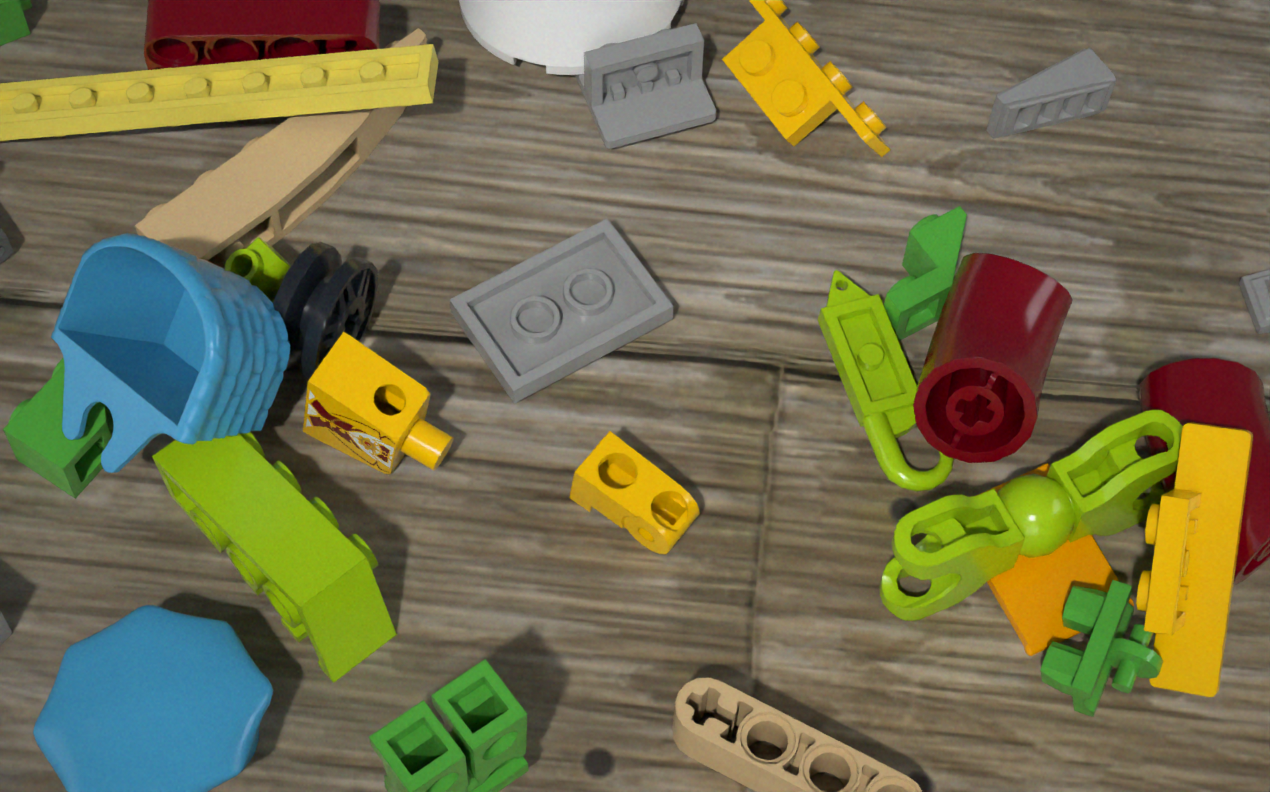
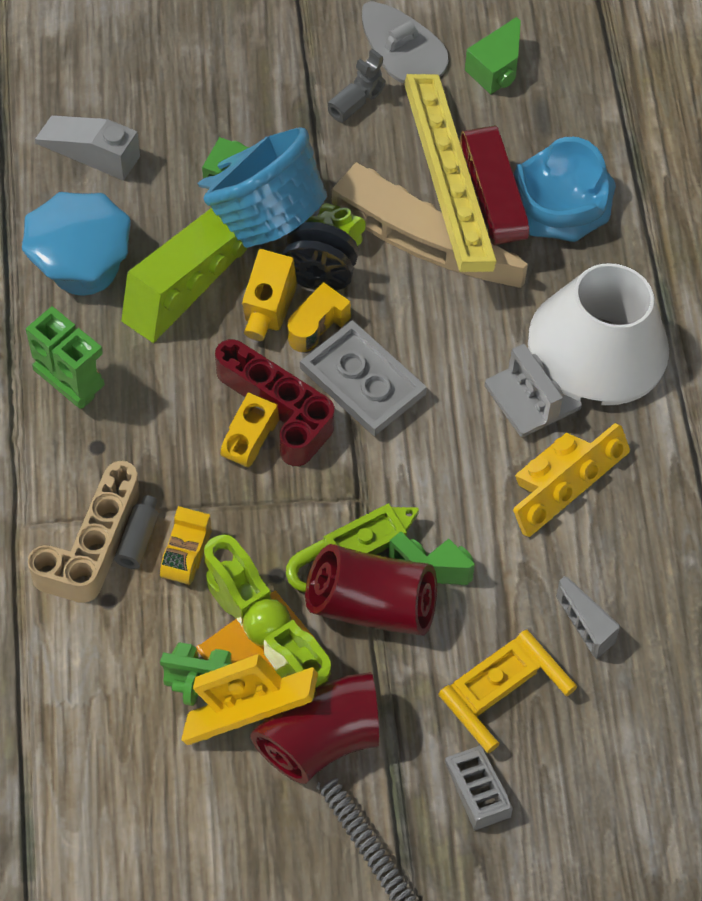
camera: 80 degrees right, 0 degrees up
(412, 342) = (316, 316): none -> yellow leg
(502, 491) = (240, 367): none -> dark red beam
(804, 704) = (137, 533): none -> dark grey cylinder
(847, 634) = (186, 545): none -> yellow leg
(1141, 234) = (496, 679): none -> yellow plate

